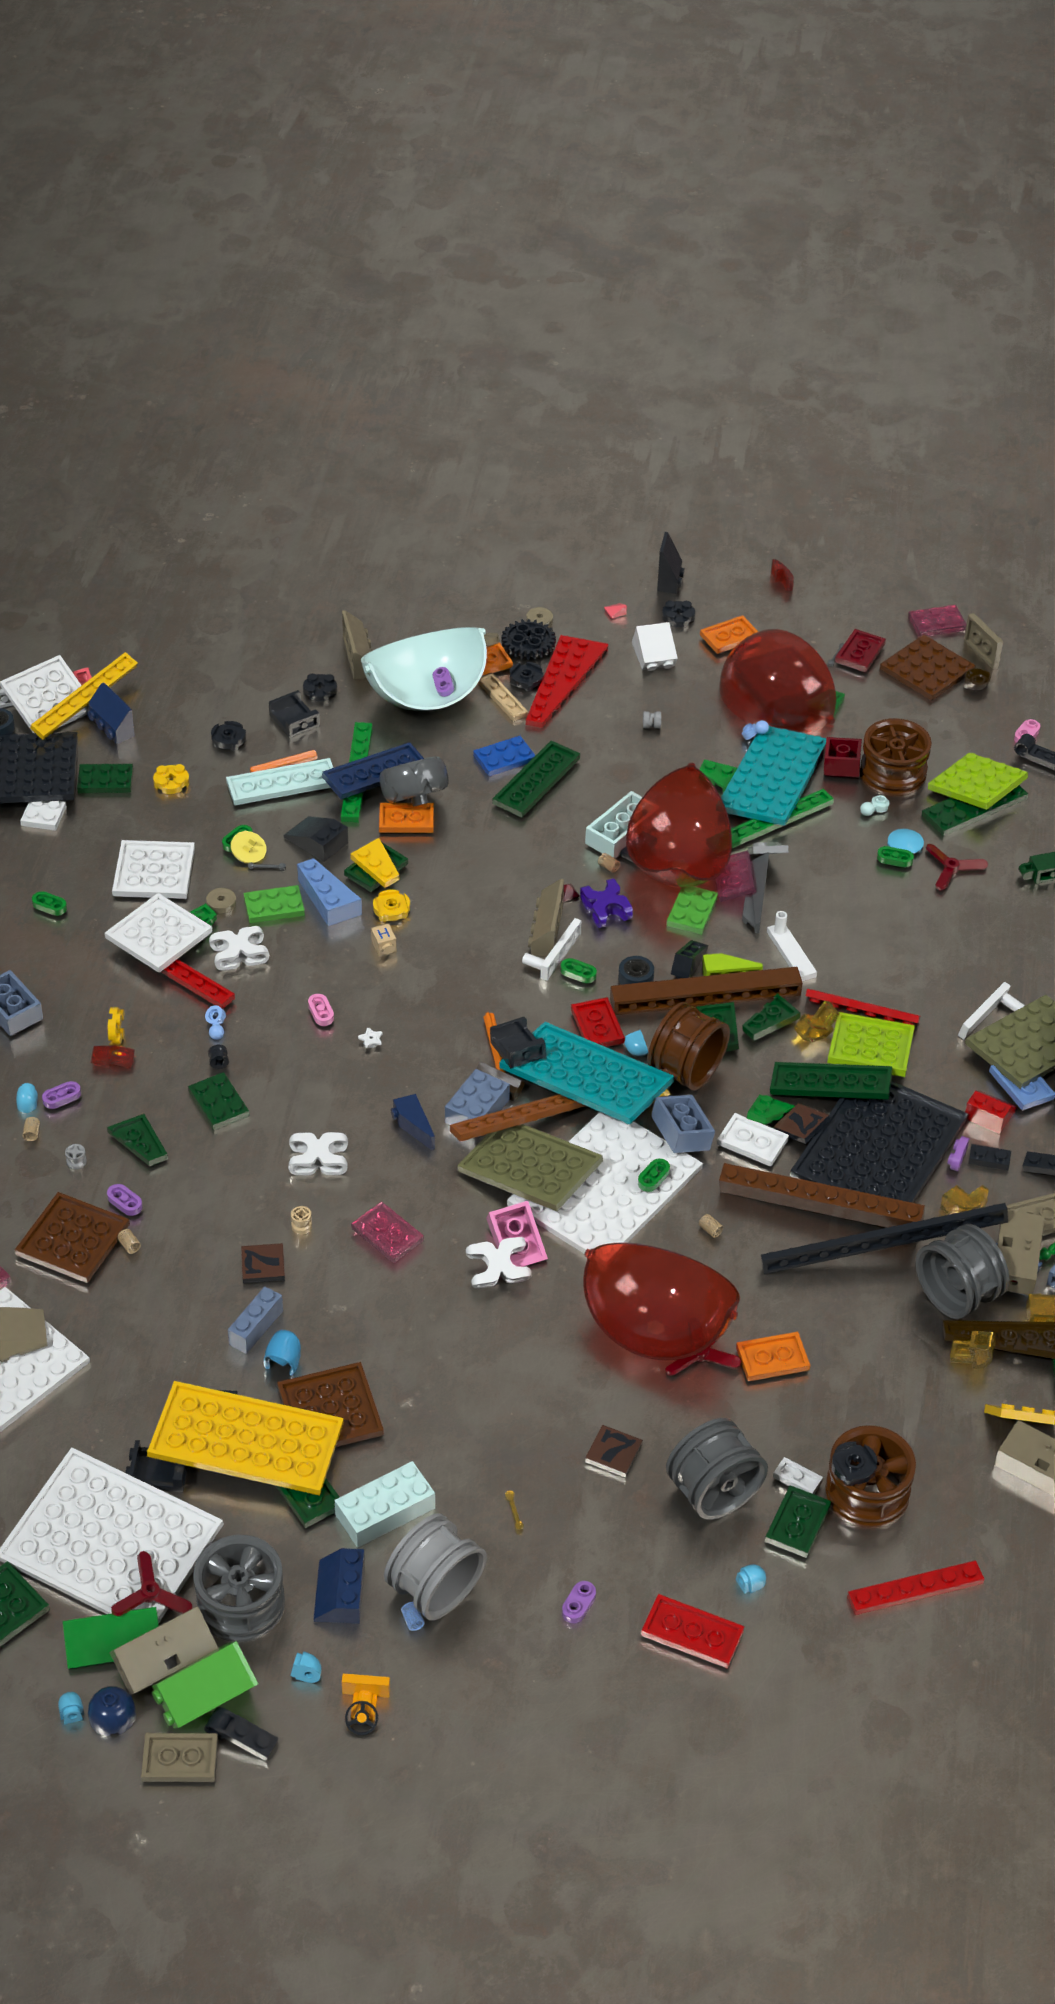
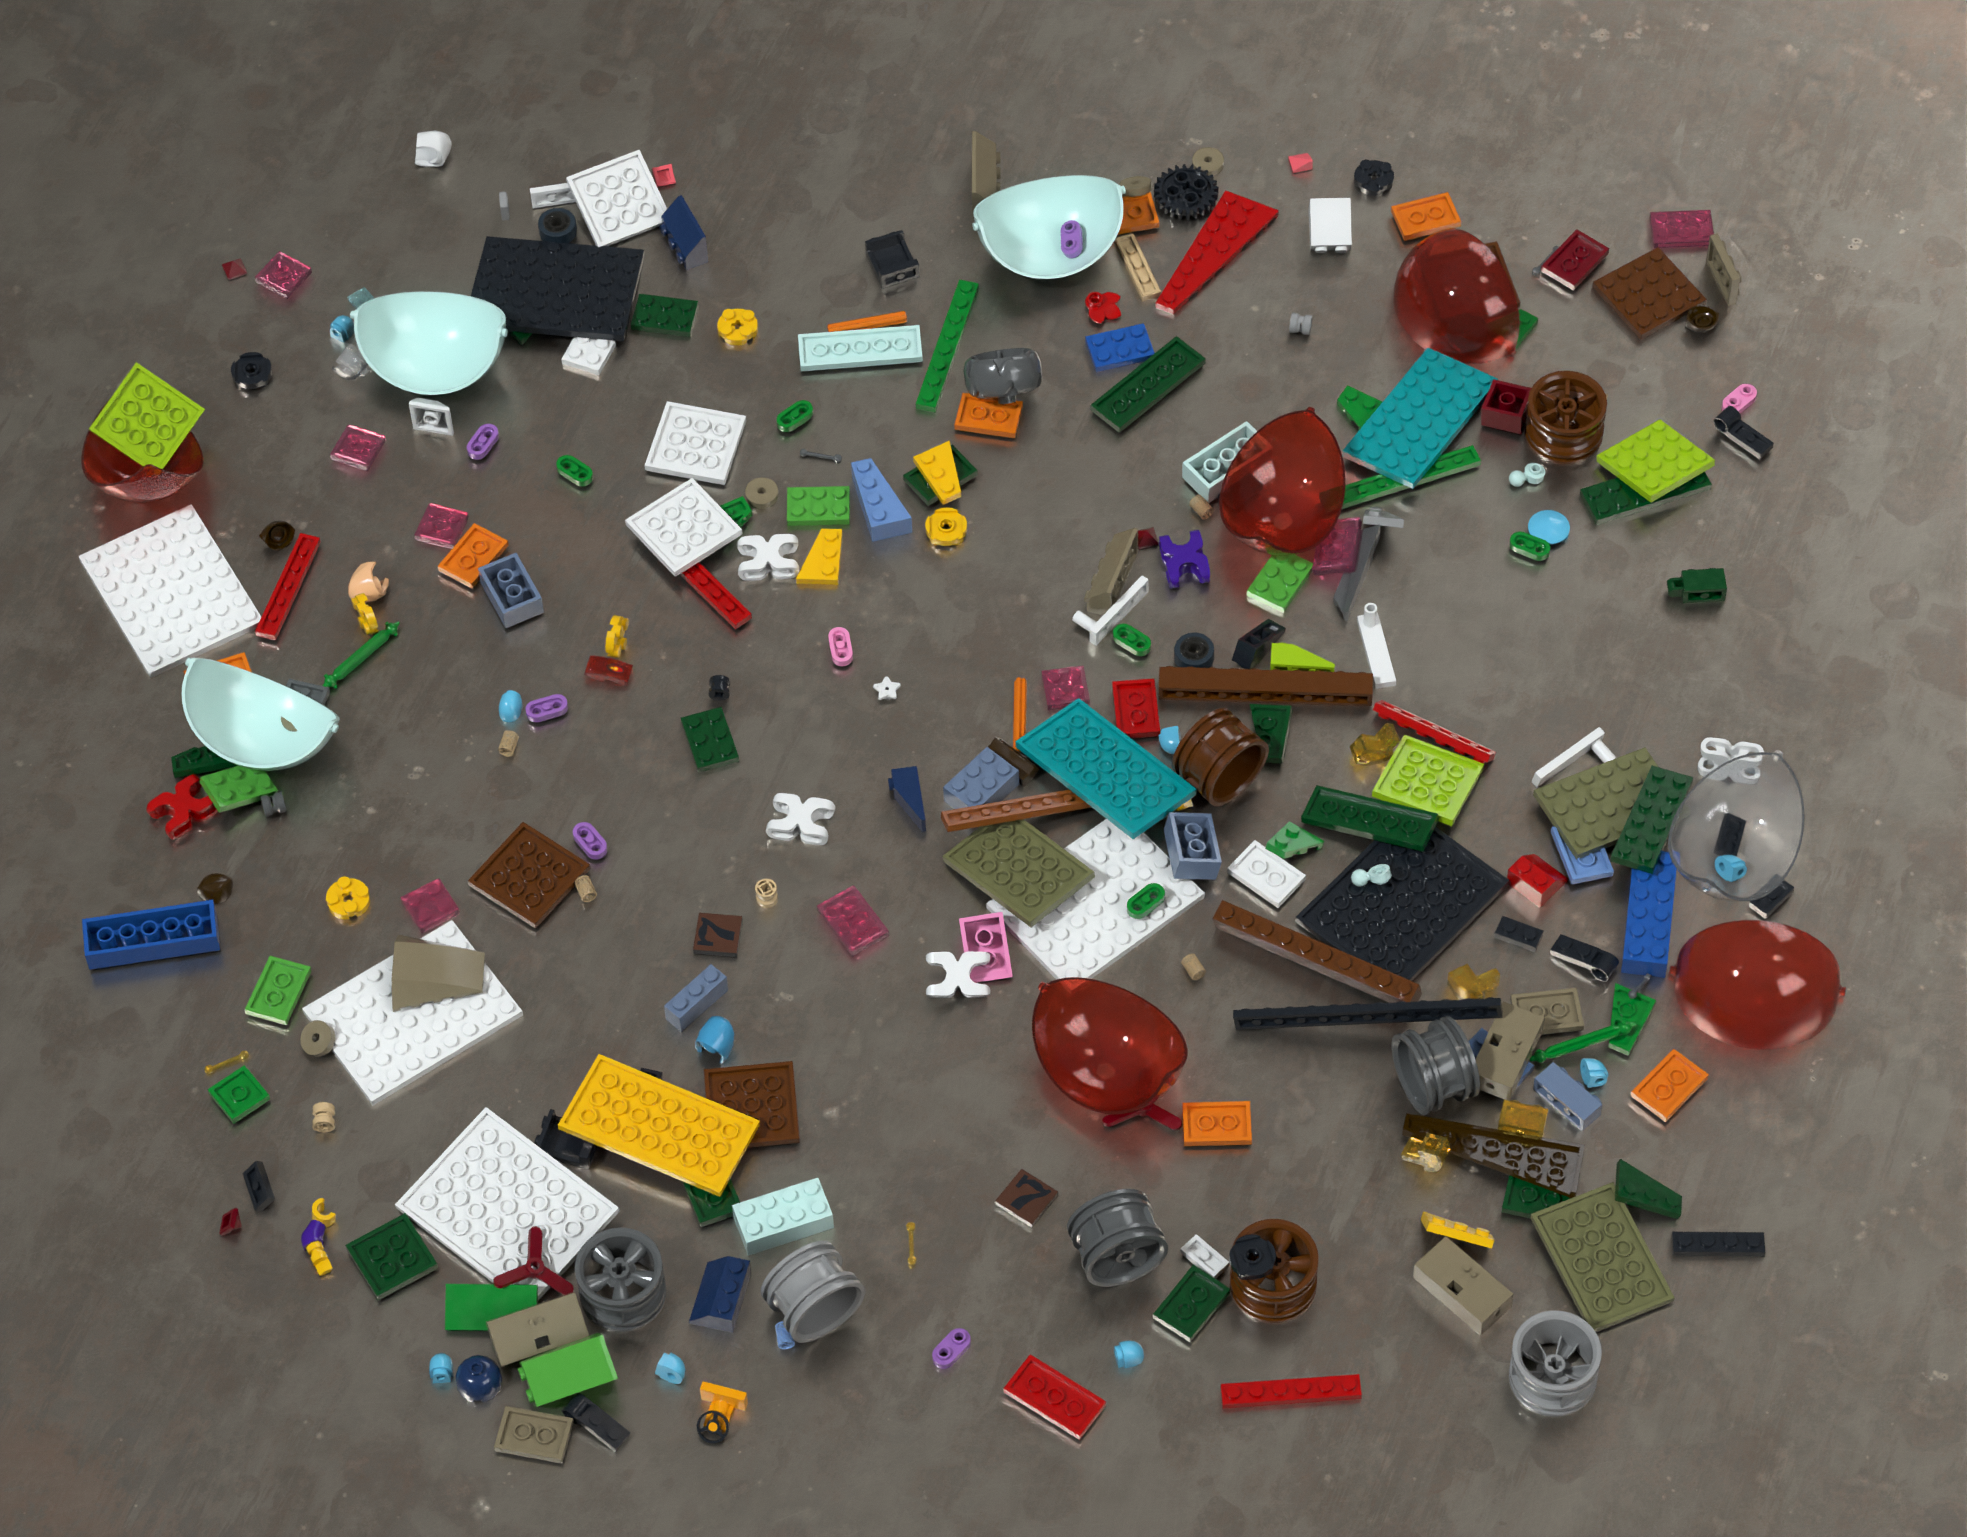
camera: 15 degrees right, 10 degrees up
(72, 1152) = (546, 777): light grey wheel -> none
(80, 698) = (657, 205): yellow plate -> none
(140, 1139) = (618, 772): dark green wing -> none
(216, 1031) = (724, 655): light blue plate -> none
(220, 736) = (812, 286): black plate -> none
(248, 847) = (804, 429): light yellow piece -> none
(288, 945) = (823, 559): none -> yellow wing
(319, 836) = (885, 426): black slope -> none
(327, 684) = (926, 216): black plate -> none
(365, 772) = (949, 353): dark blue plate -> none
(383, 939) = (927, 570): tan brick -> none
(481, 727) = (1104, 307): none -> red plate
(517, 1043) = (1038, 722): black panel -> none
(519, 676) = (1170, 251): black plate -> none
(533, 1010) = (1064, 686): none -> clear pink plate
(670, 567) = (1376, 113): black slope -> none
(751, 730) = (1412, 354): light blue plate -> none
(772, 1017) = (1330, 730): dark green wing -> none
(782, 573) = (1512, 138): clear red slope -> none
(802, 1123) = (1324, 863): tile -> none
(854, 1123) = (1378, 874): none -> light aqua plate
(952, 866) = (1593, 567): dark red piece -> none
(960, 1147) = (1488, 920): medium lavender plate -> none

